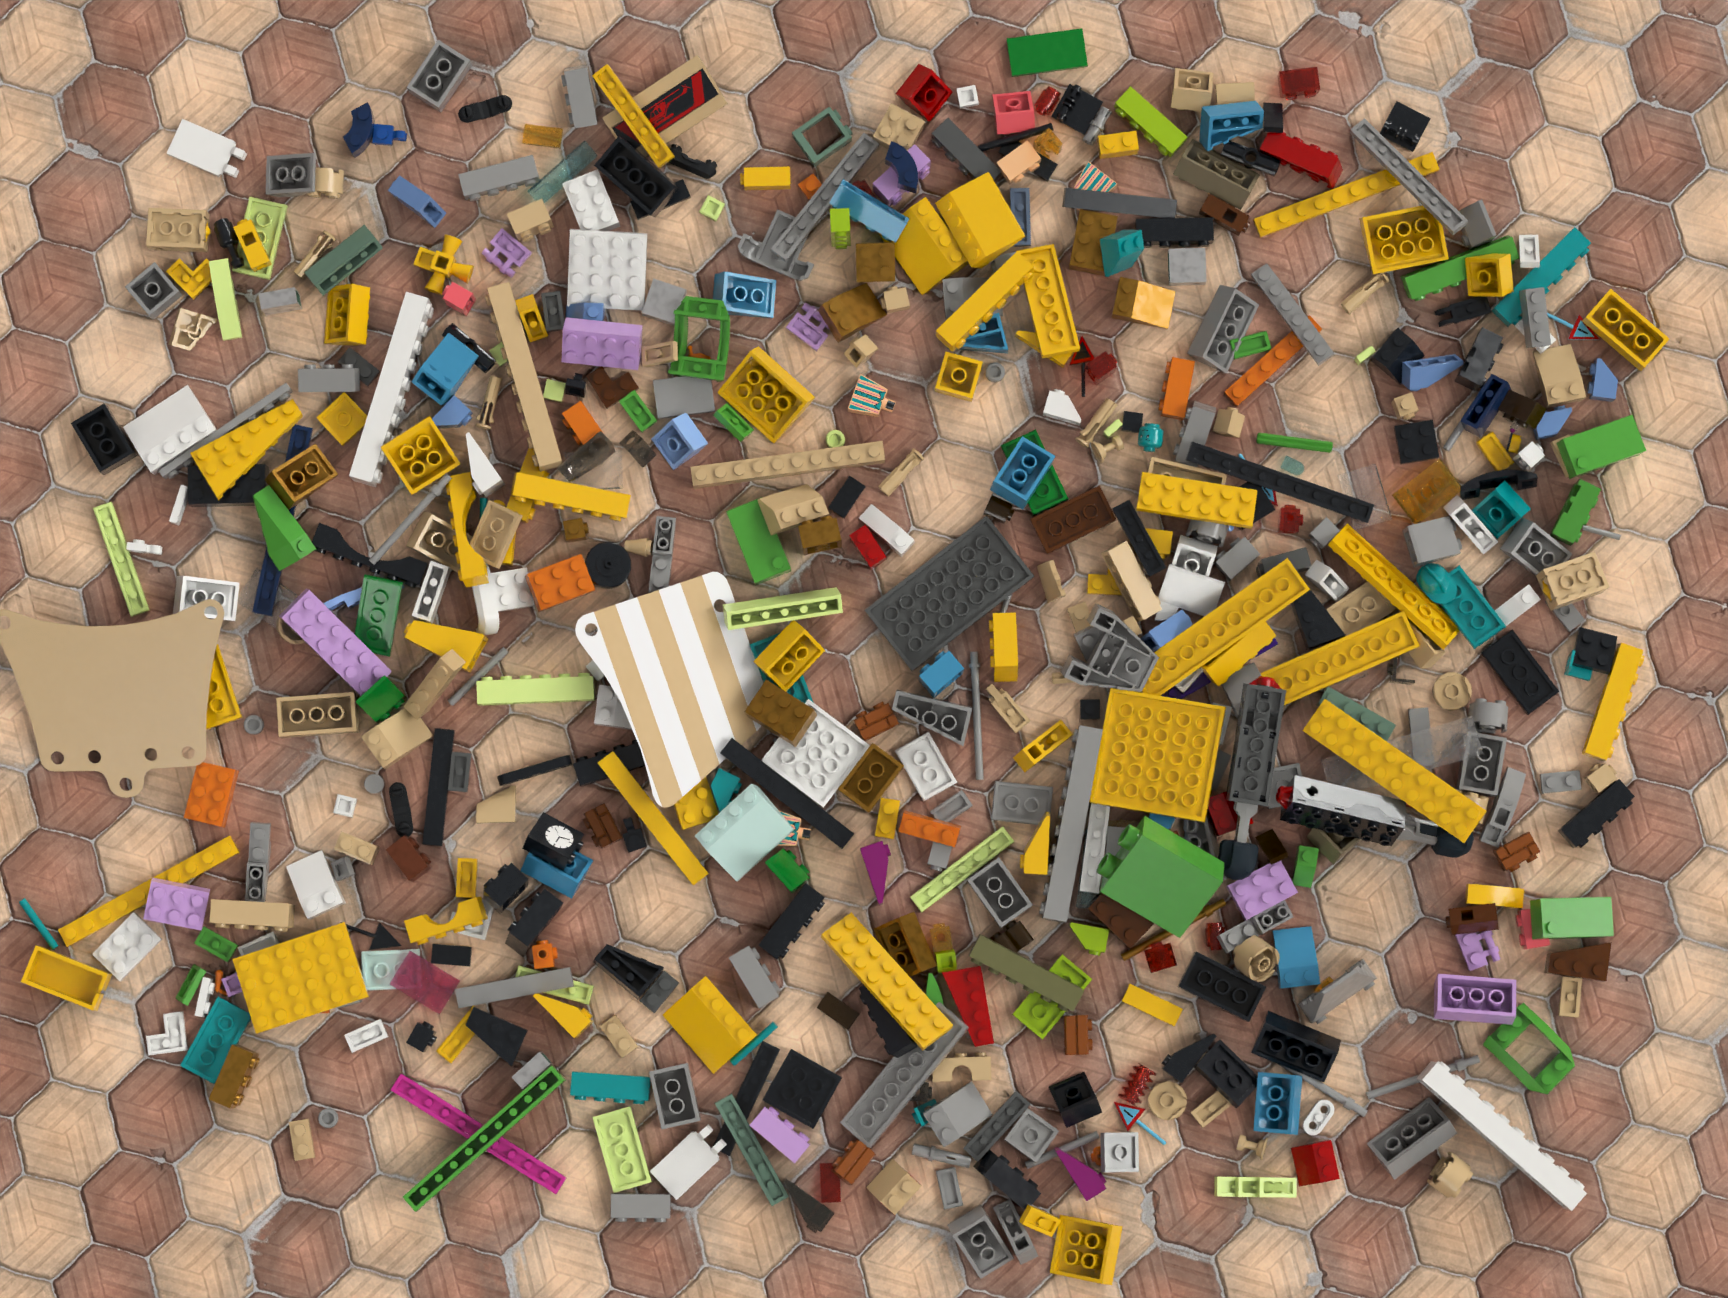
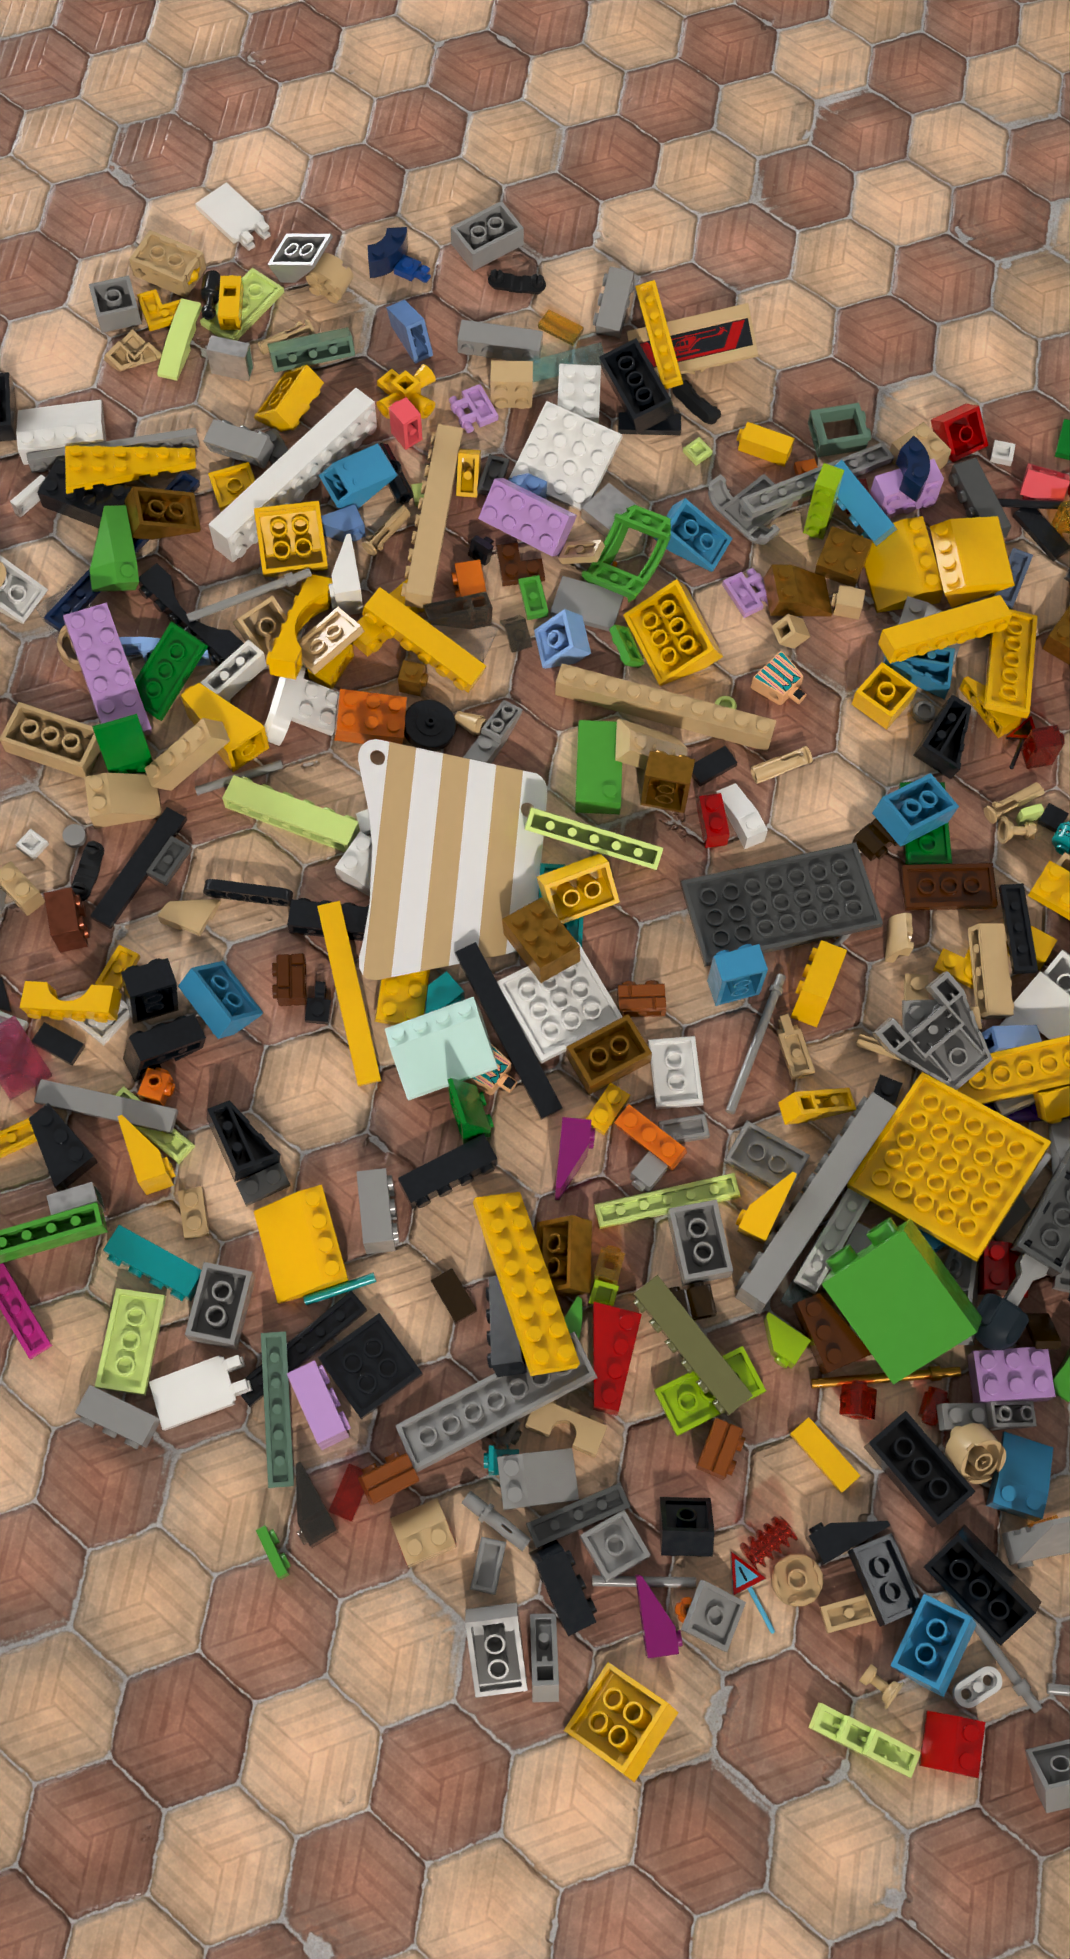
camera: 20 degrees right, 15 degrees down
(554, 390) = (457, 547): yellowish green tile -> none
(554, 841) = (229, 968): black brick -> none
(803, 1251) = (279, 1561): none -> bright green plate
(938, 715) = (712, 1019): light grey wedge -> none
(1019, 162) = (1033, 525): light nougat brick -> none
(1021, 393) = (945, 738): none -> black wedge
(1039, 1220) = (579, 1656): yellow plate -> none
(1061, 408) = (981, 772): white slope -> none

